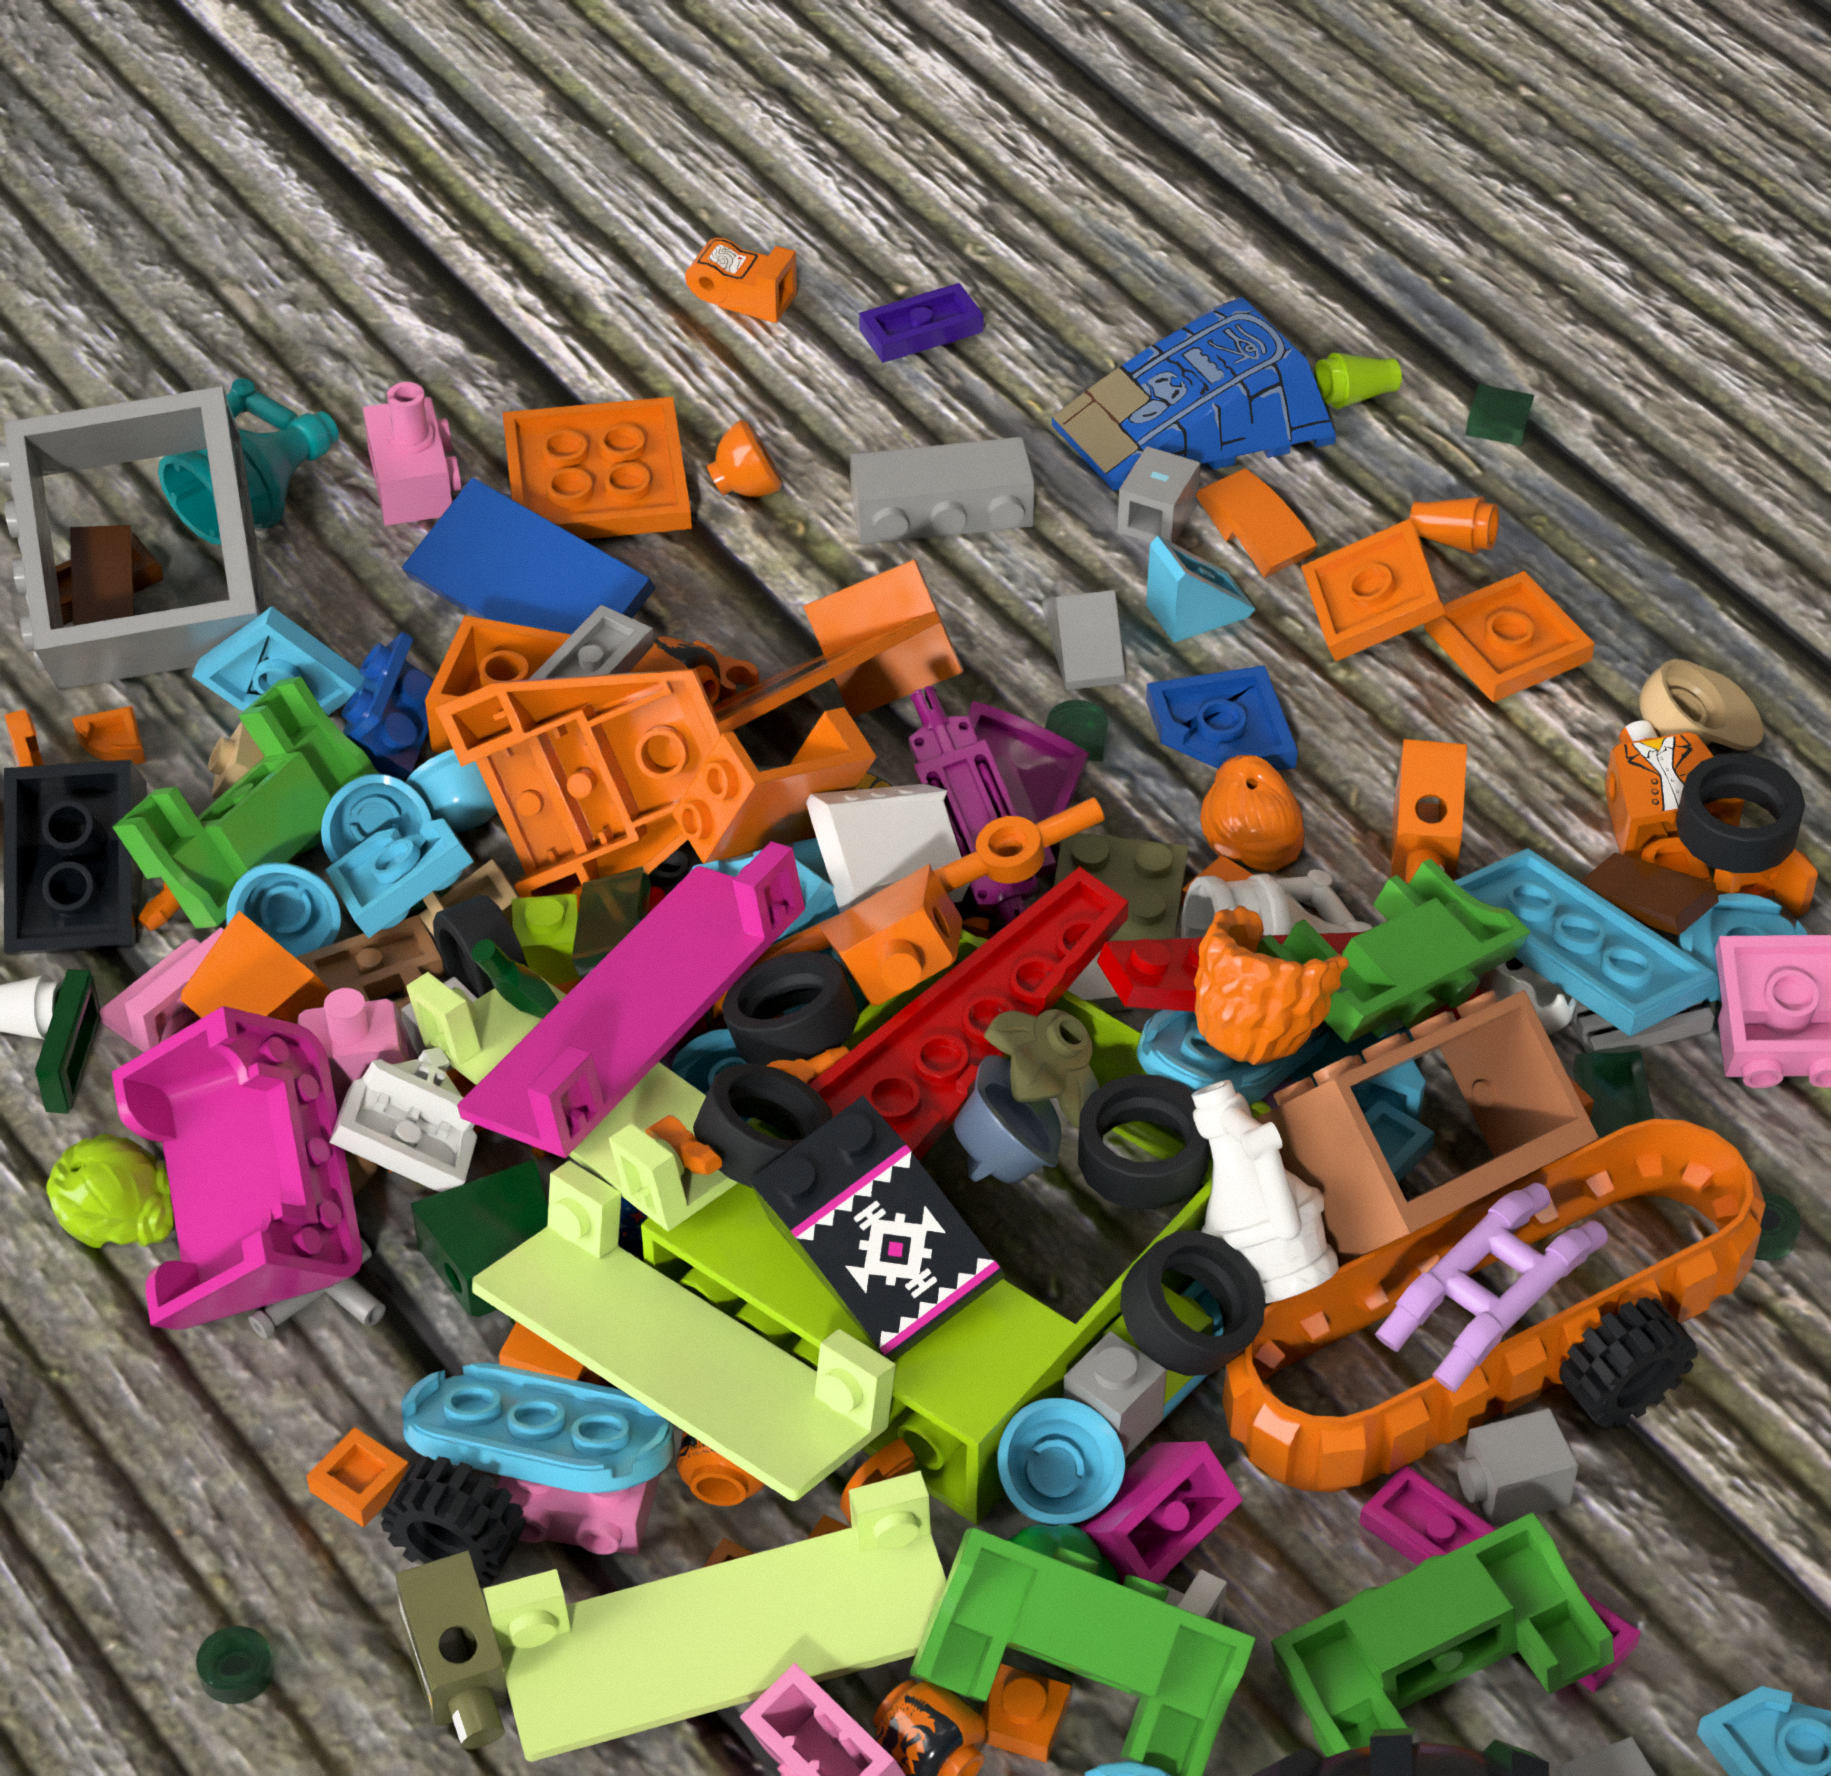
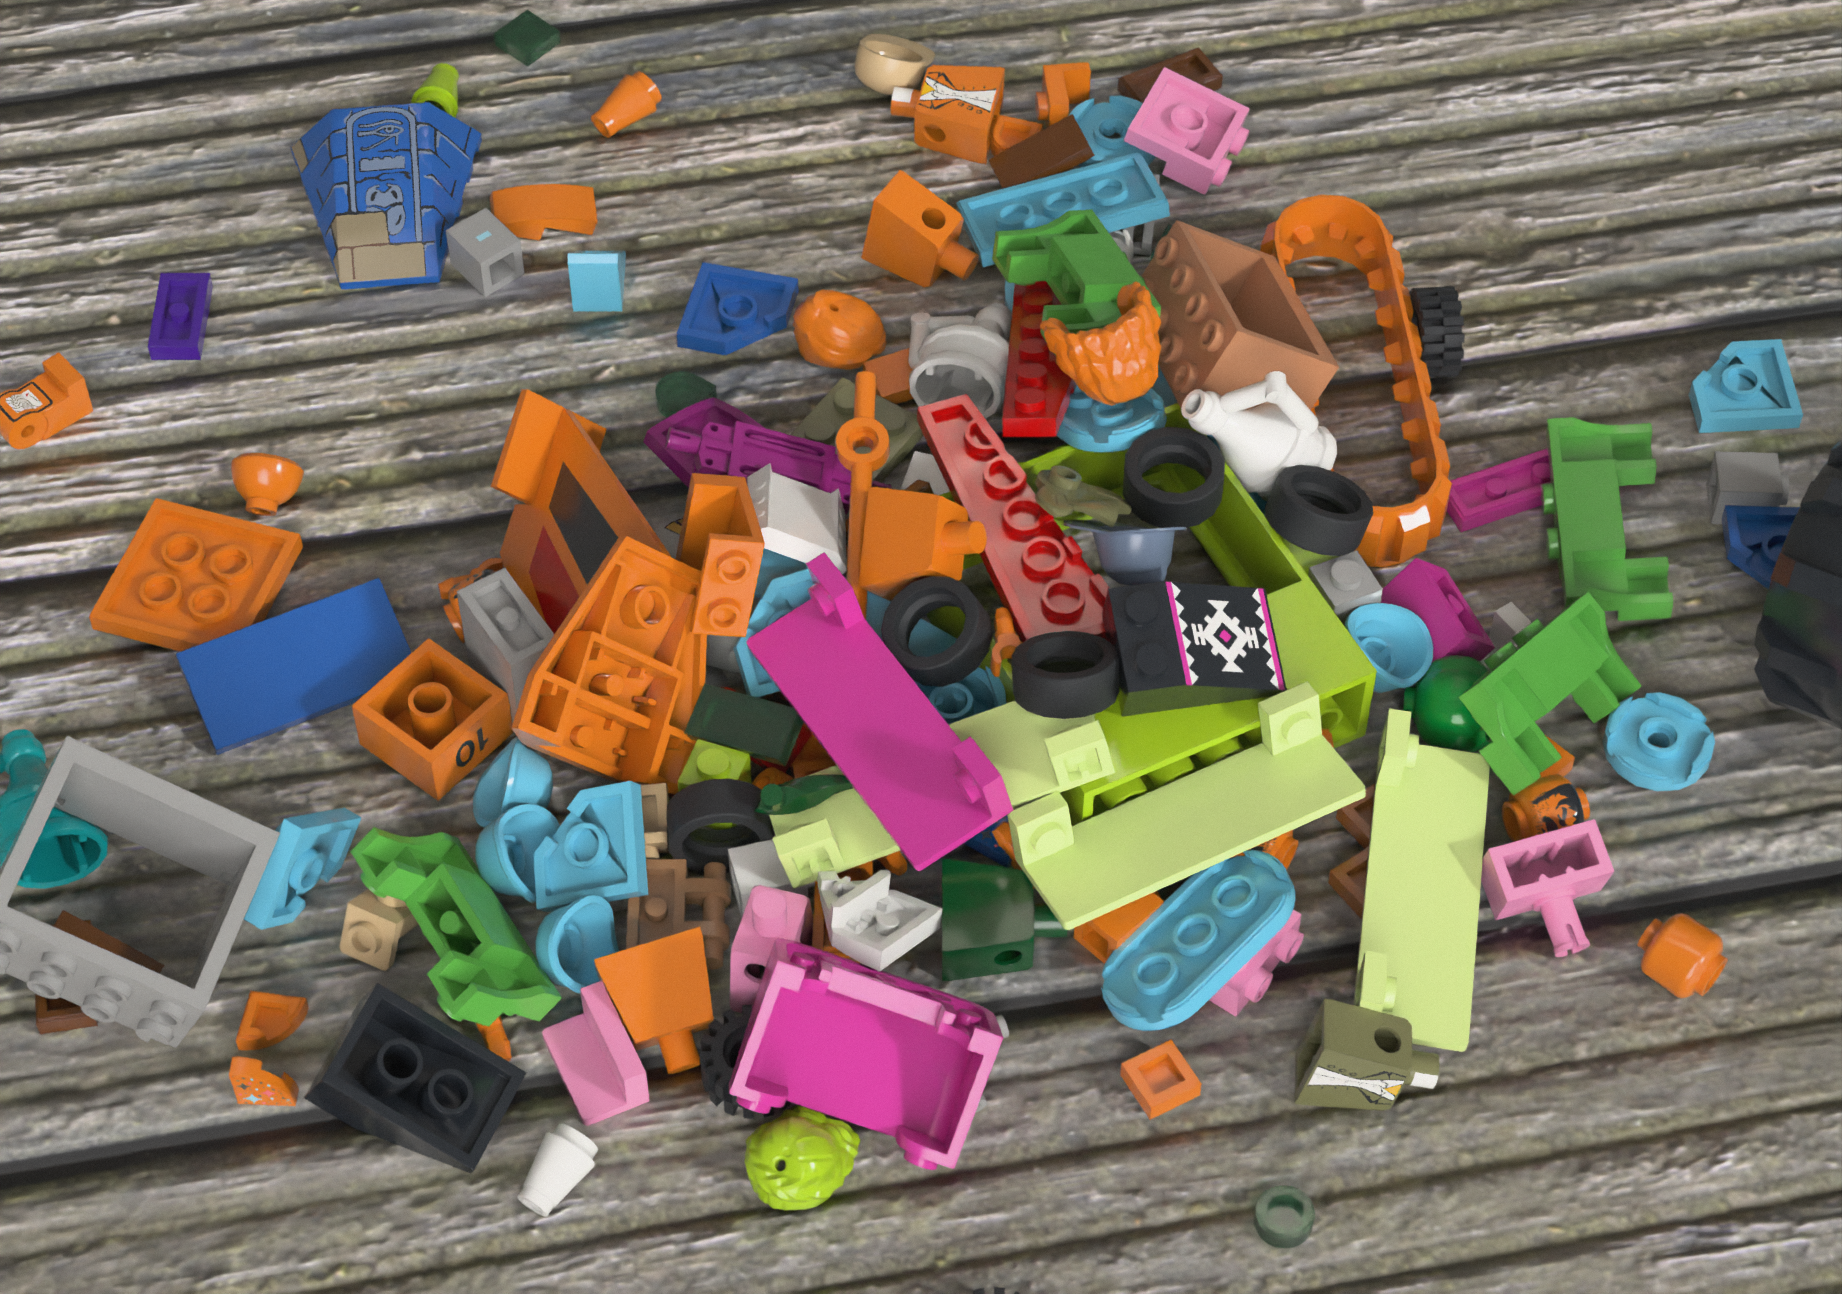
camera: 65 degrees left, 5 degrees up
(68, 1041) = (621, 1143): dark green tile -> none
(389, 709) = (387, 799): blue bracket -> none
(409, 456) = (94, 698): bright pink brick -> none
(451, 1512) = (1250, 1022): black tyre -> none
(694, 1155) = (1053, 723): orange piece -> none
(941, 490) = (385, 374): light grey brick -> none
(1086, 639) = (590, 350): light grey slope -> none
(1373, 590) = (671, 172): orange plate -> none
(1493, 1313) = (1374, 372): lavender piece -> none
(1510, 636) = (755, 125): orange plate -> none
(1518, 1467) = (1475, 426): light grey brick -> none
(1731, 846) = (1031, 44): black tyre -> none

